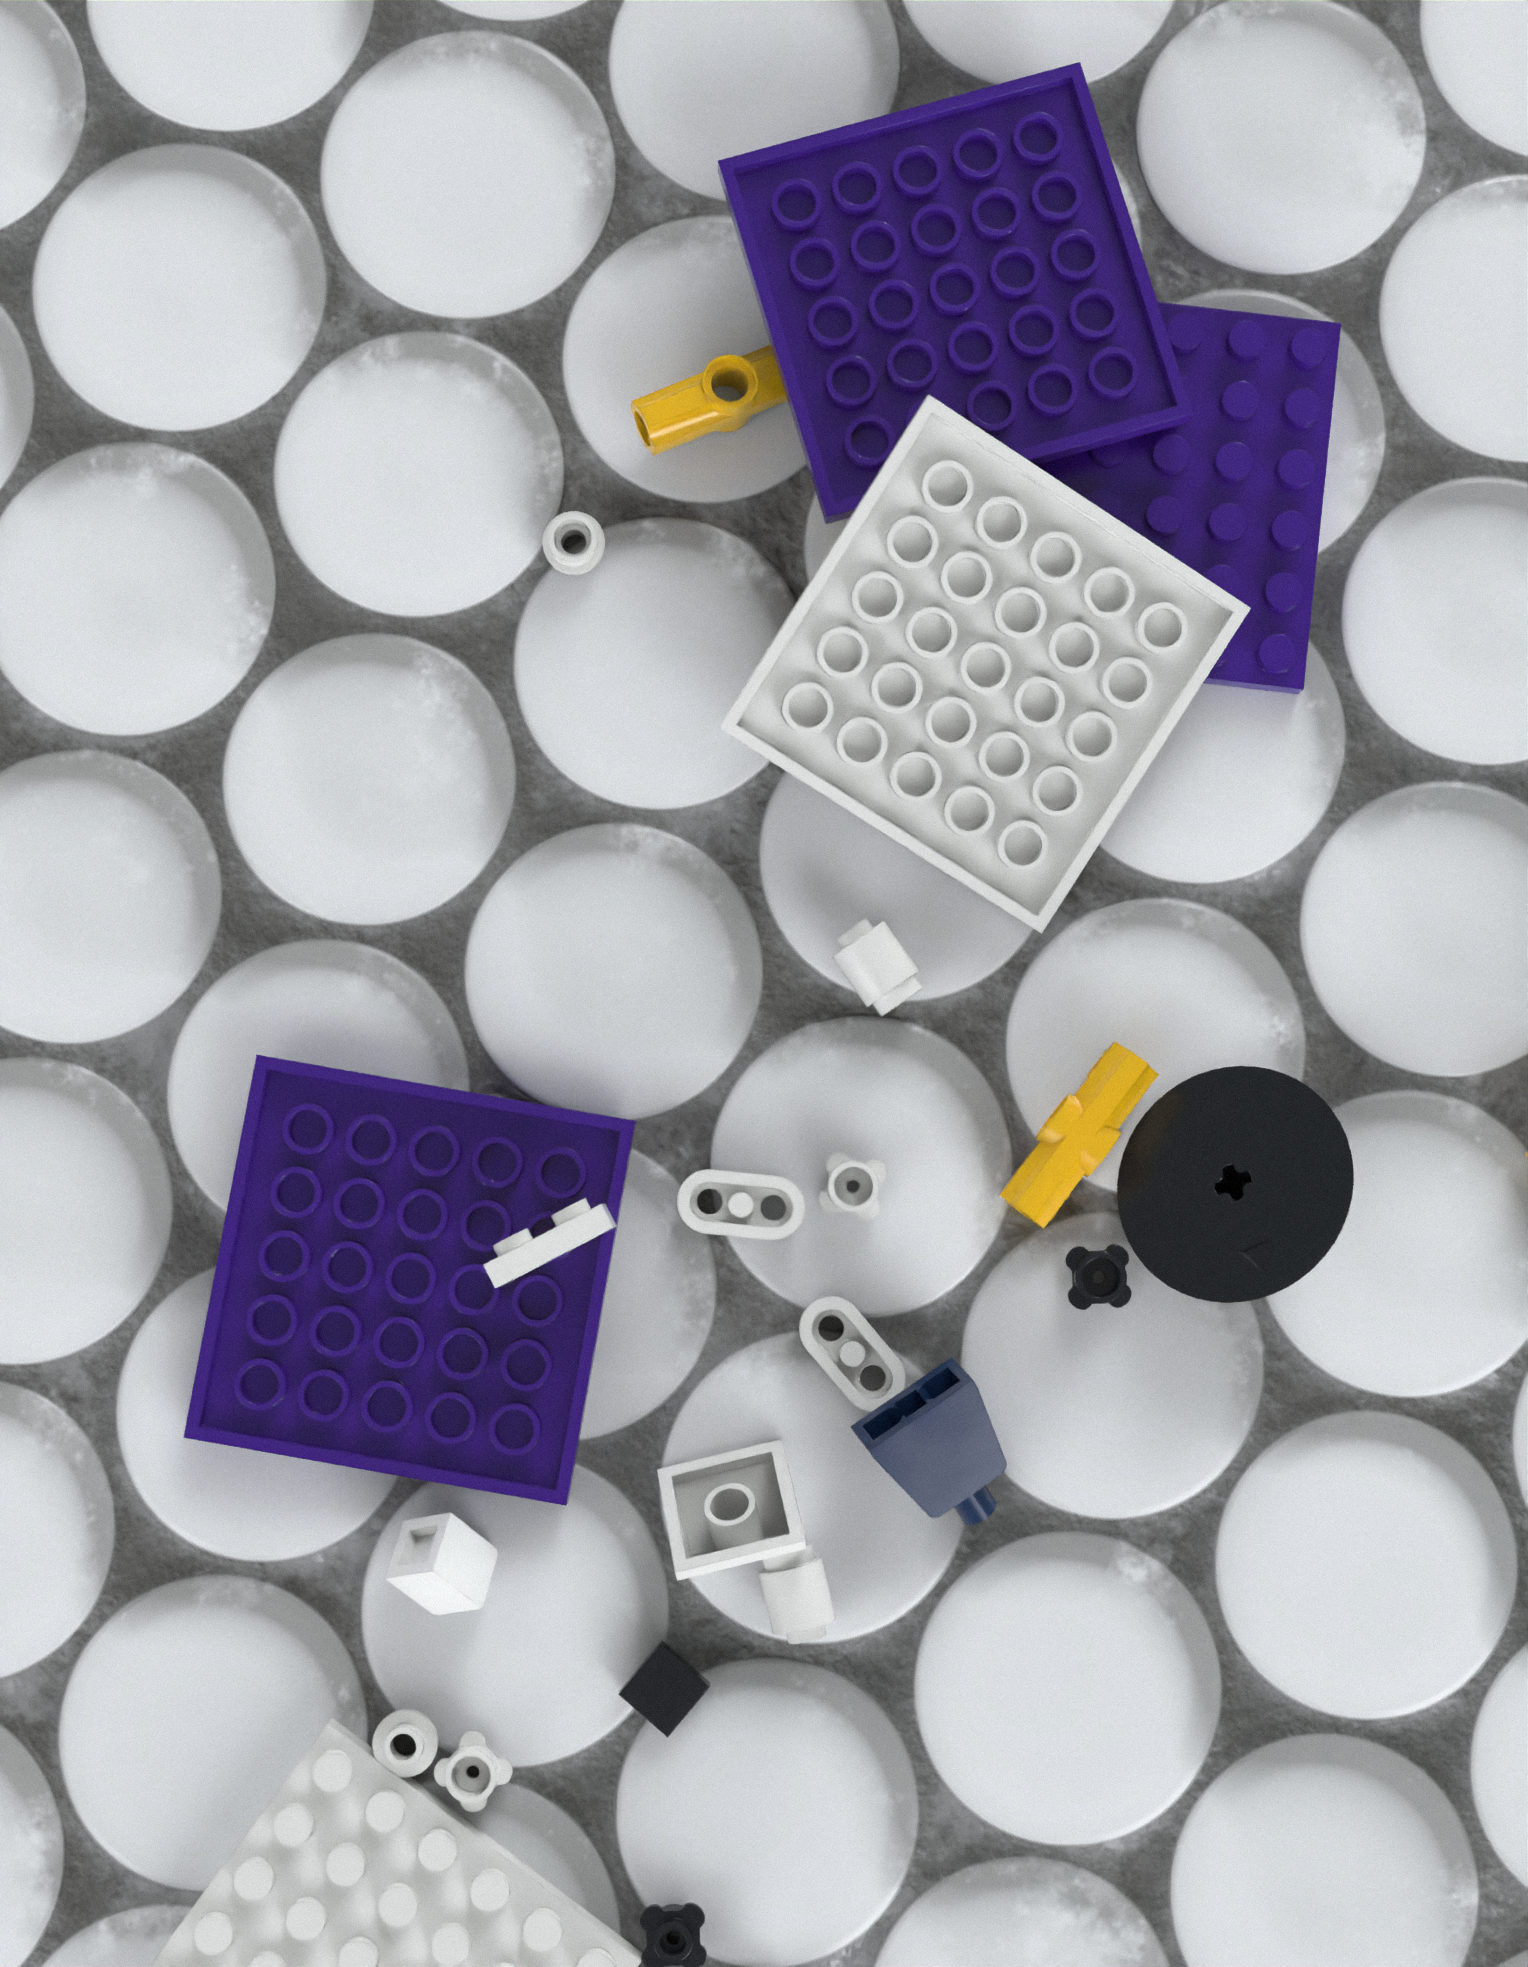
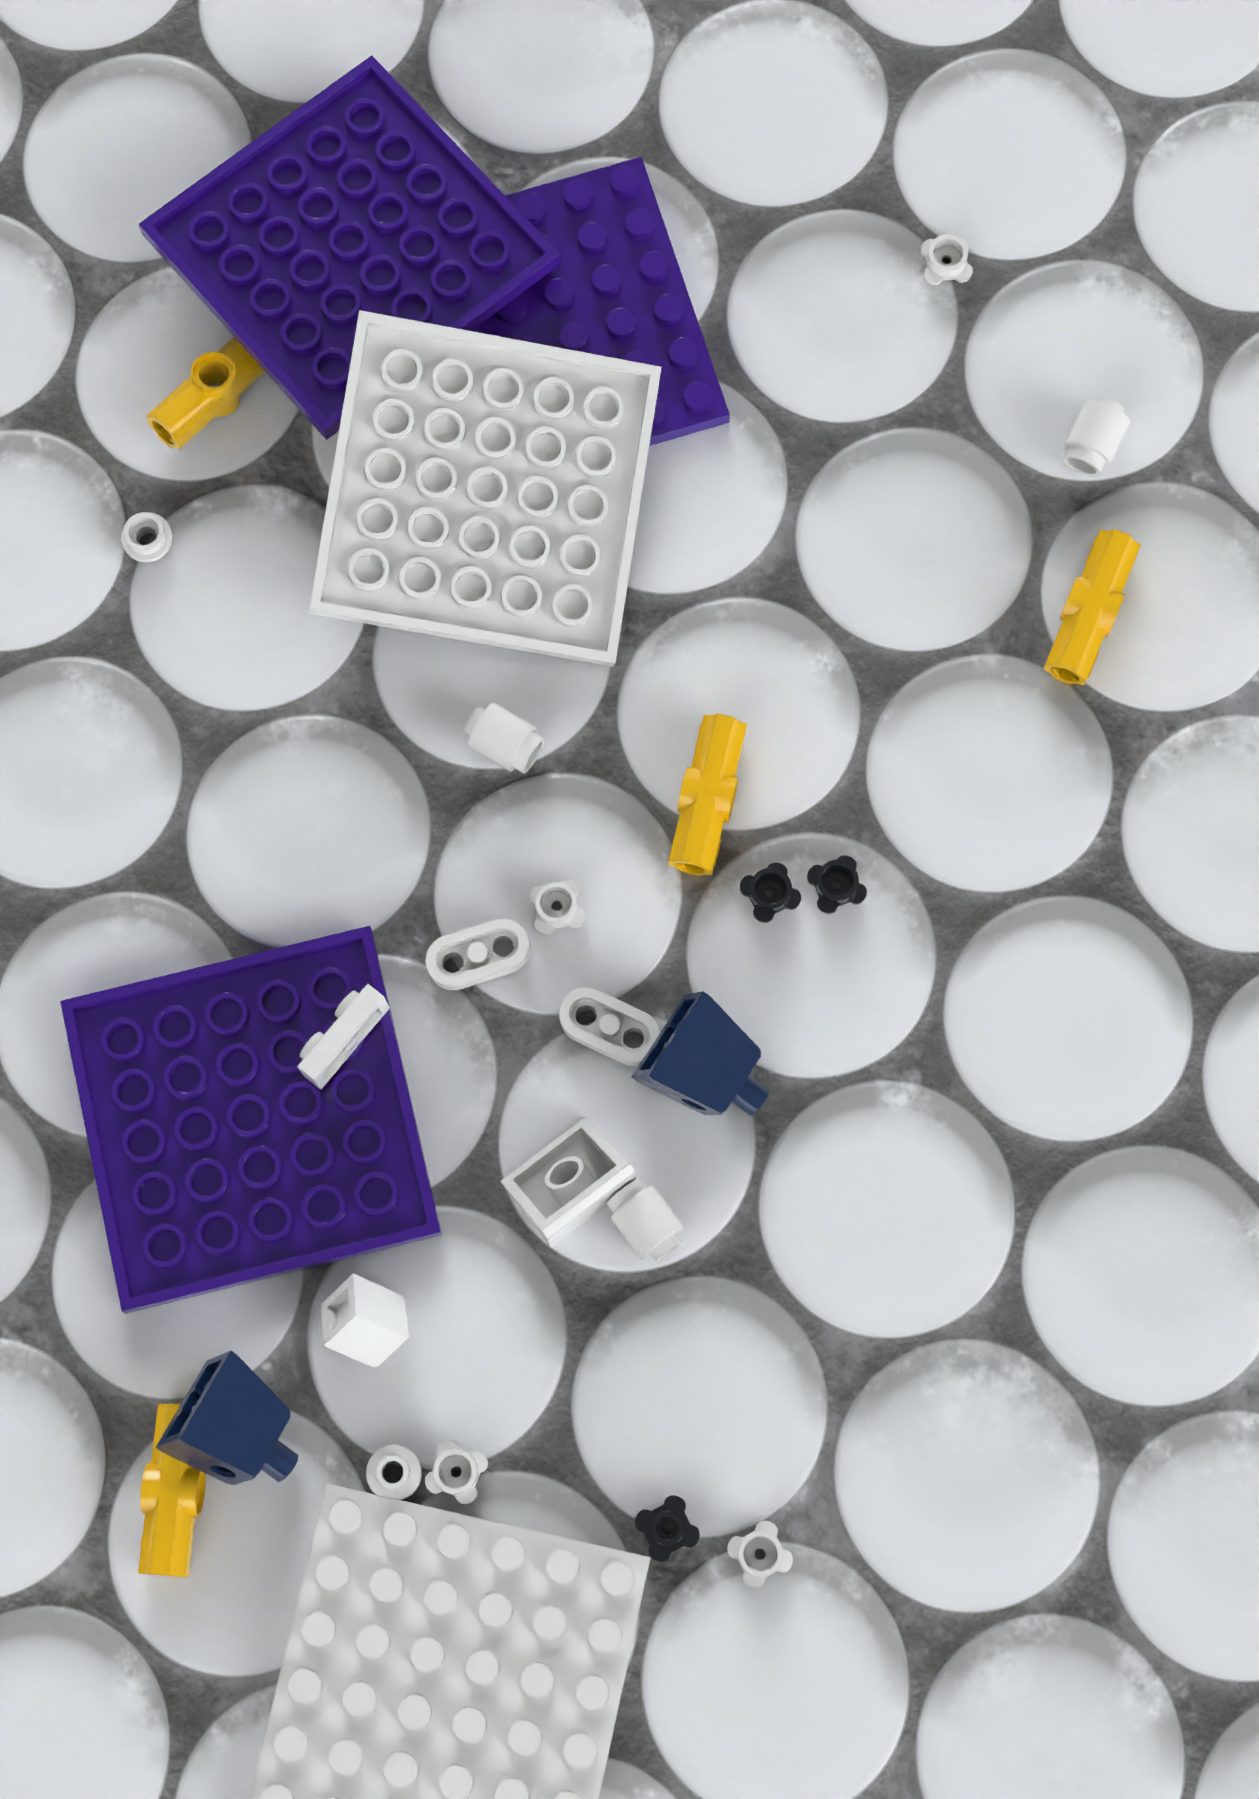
camera: 20 degrees left, 10 degrees down
(159, 1658) = (171, 1501): none -> yellow piece
(247, 1622) = (230, 1425): none -> dark blue torso
(664, 1688) = (577, 1342): black tile -> none
(1163, 1314) = (844, 871): none -> black plate
(1274, 1202) = (865, 791): black piece -> none

